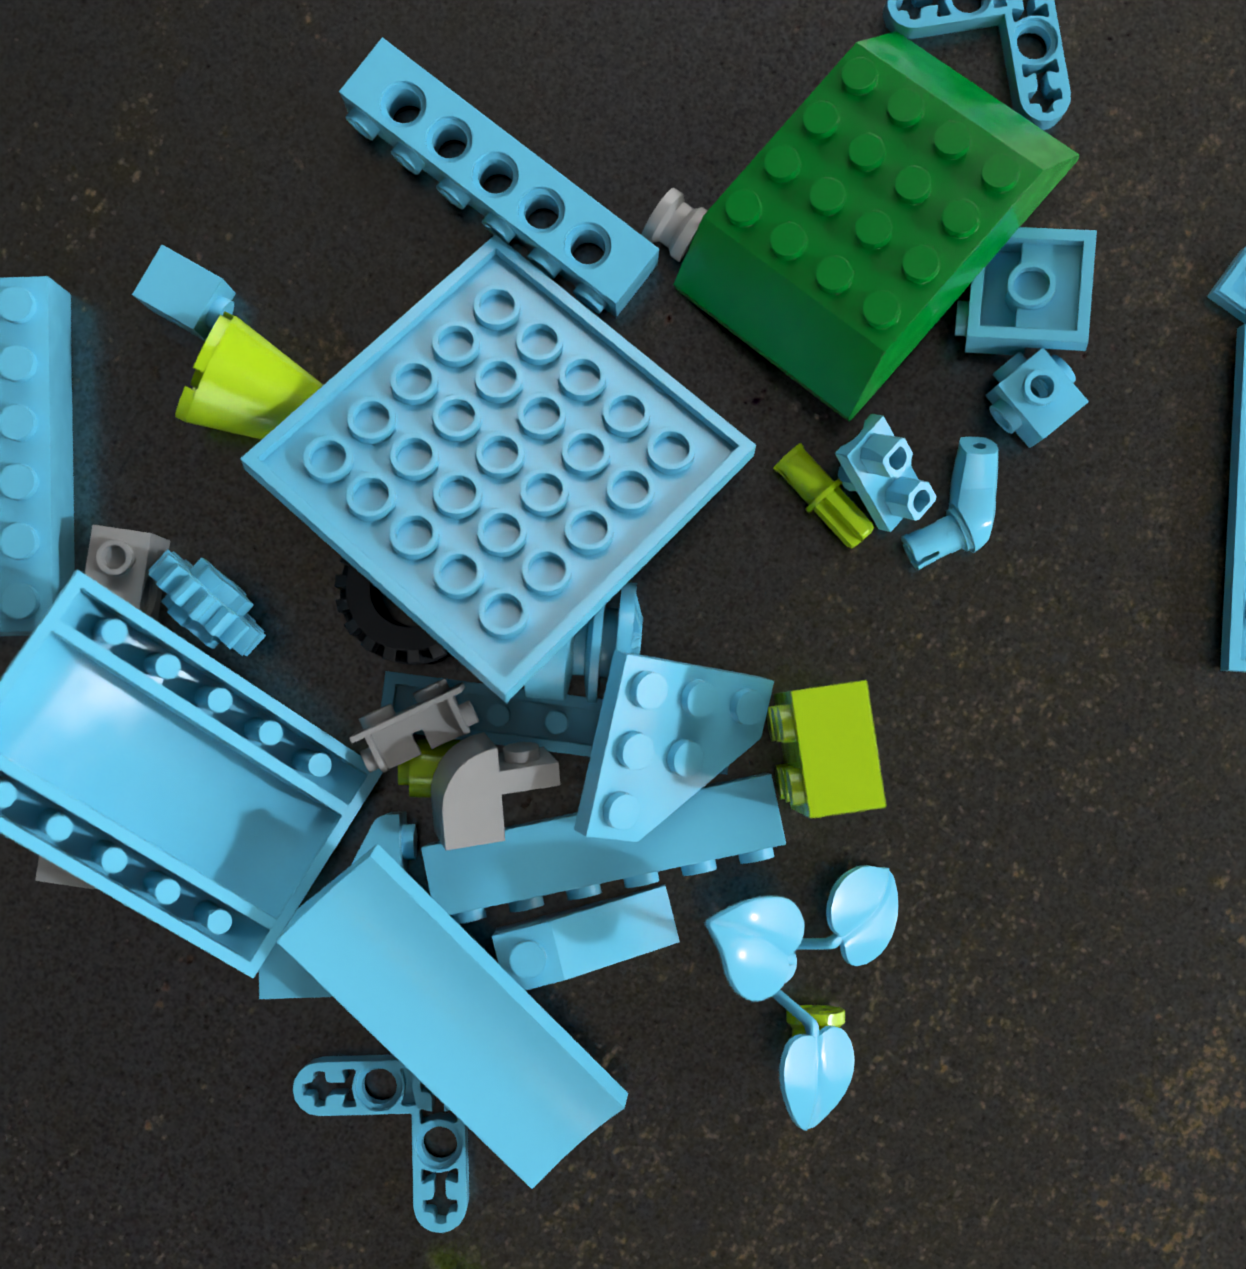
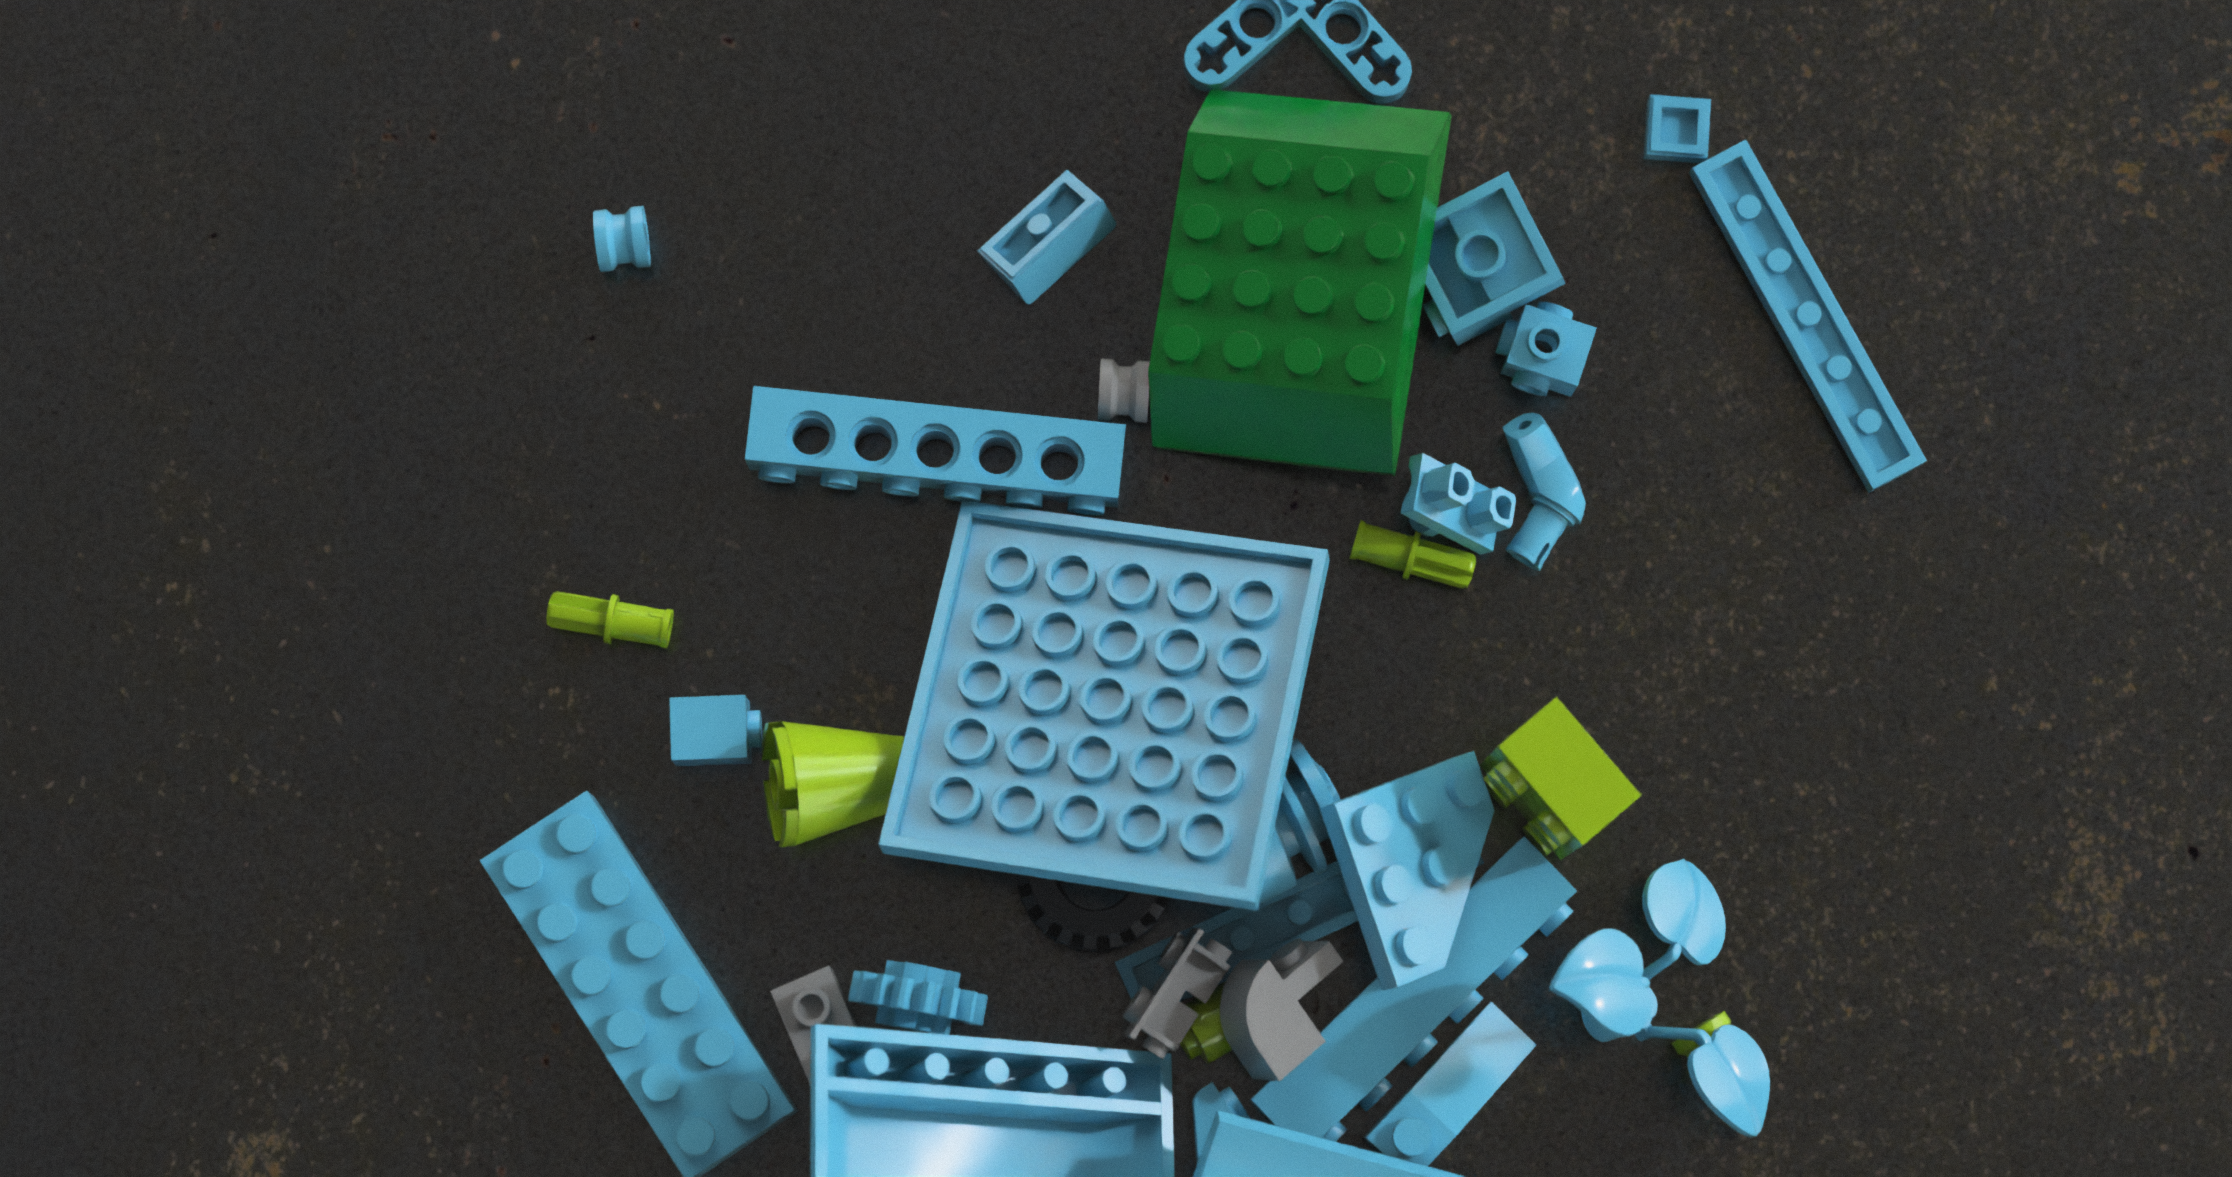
camera: 35 degrees left, 5 degrees down
(164, 160) = (610, 618): none -> lime axle
(695, 71) = (1048, 237): none -> medium azure slope

